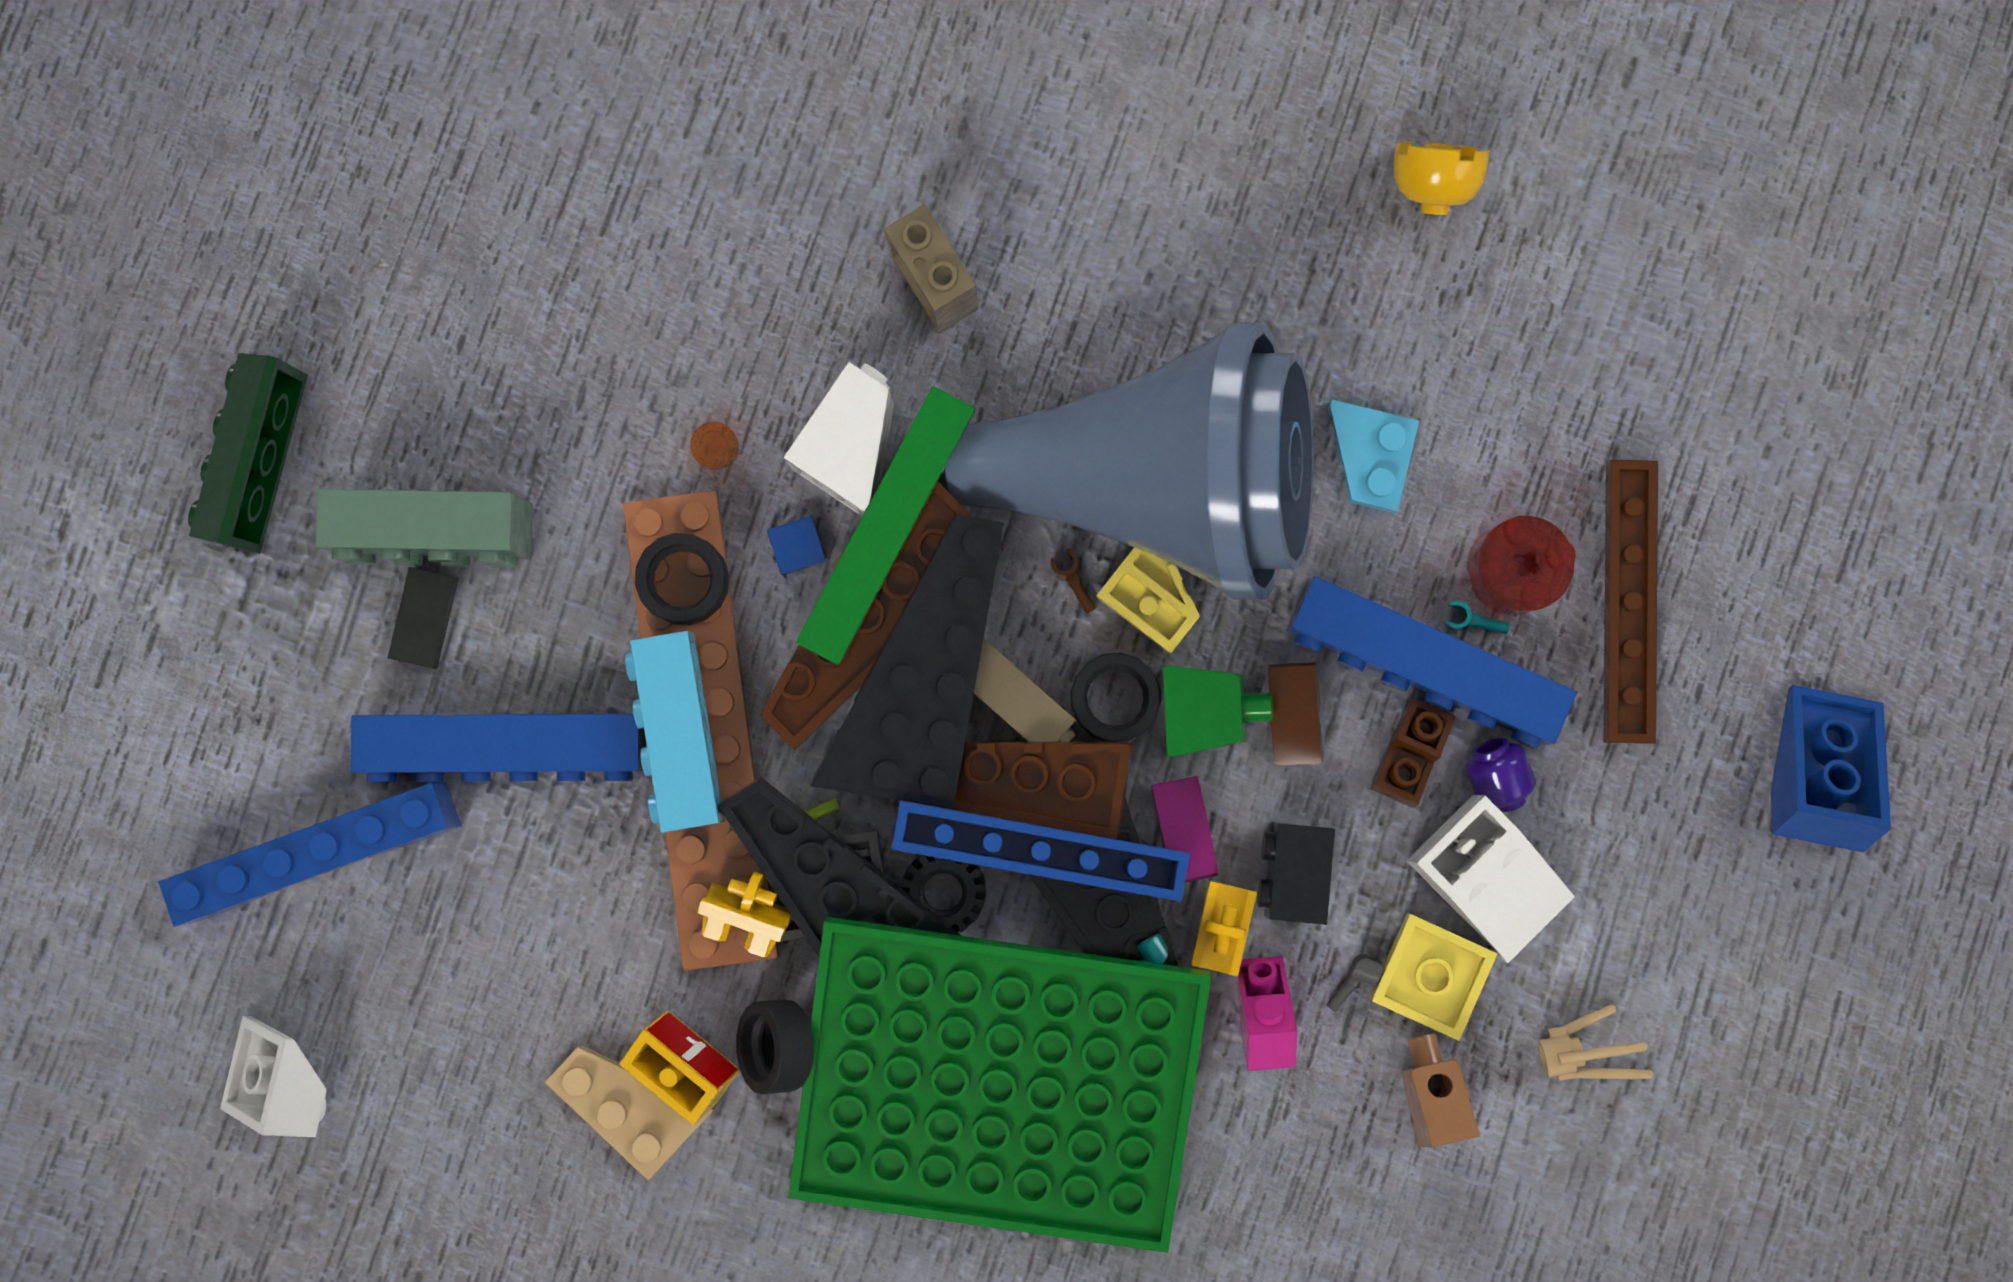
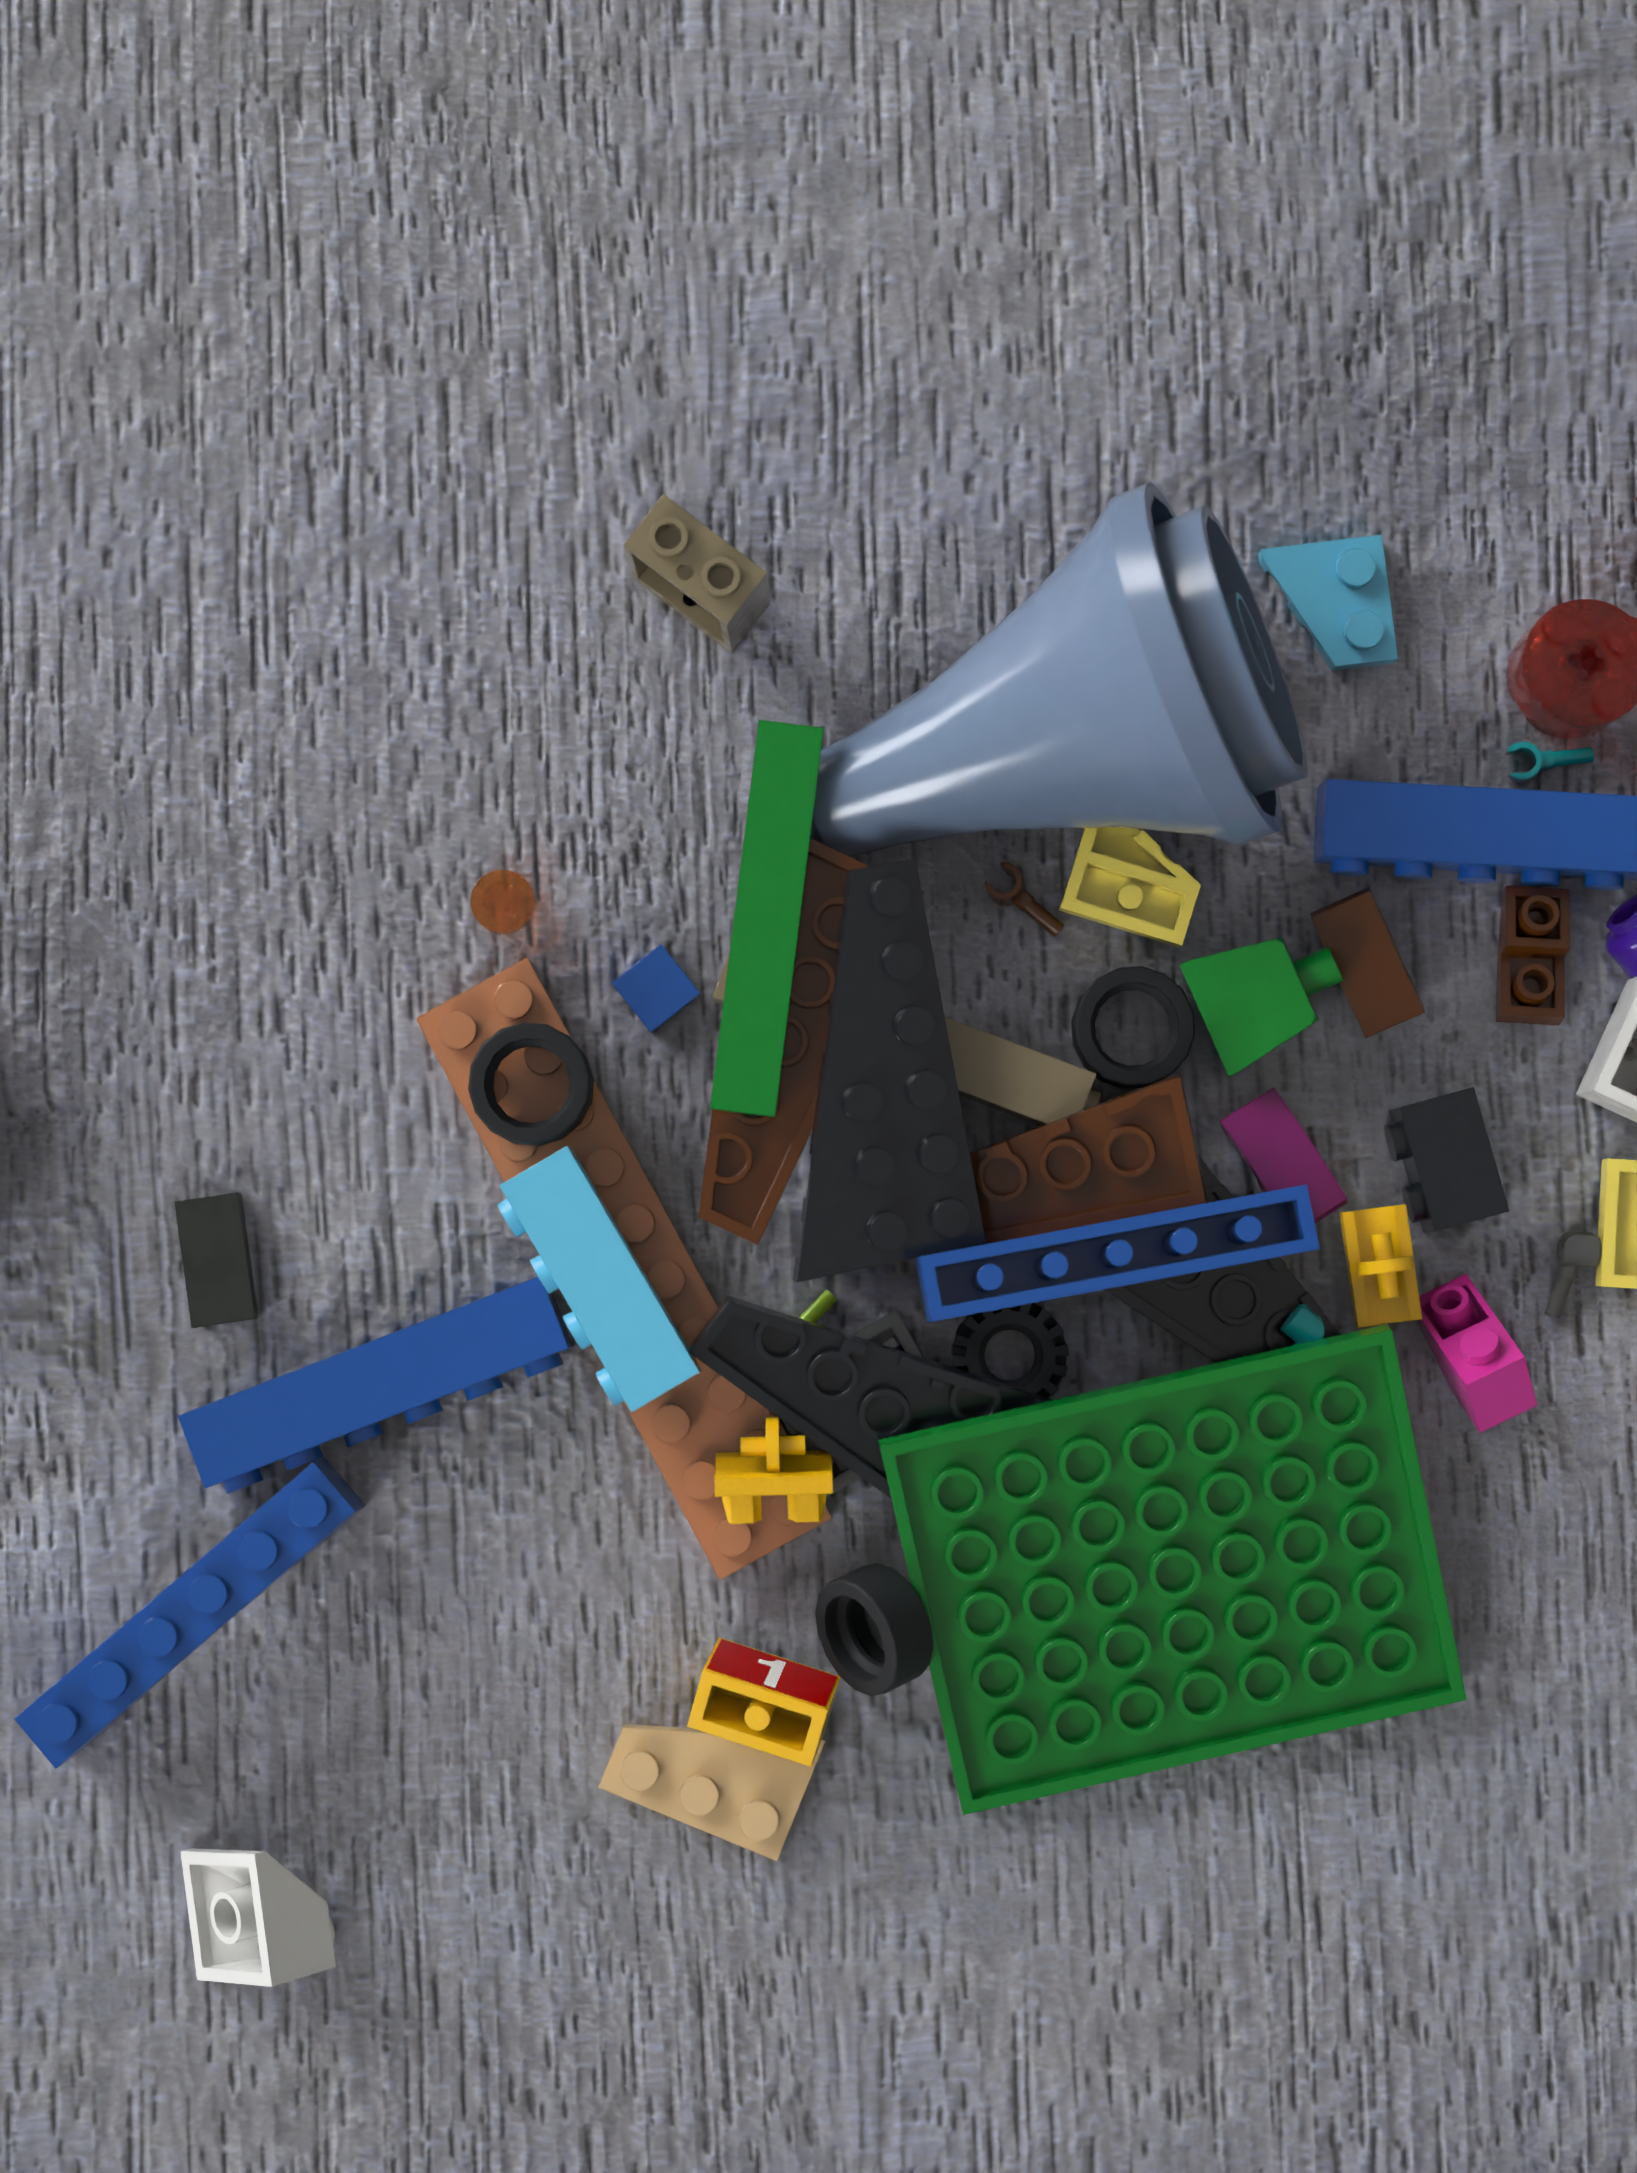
camera: 20 degrees left, 0 degrees up
(424, 524) = (177, 1139): sand green brick -> none
(847, 438) = (671, 830): white slope -> none
(1439, 174) = (1289, 214): yellow cylinder -> none

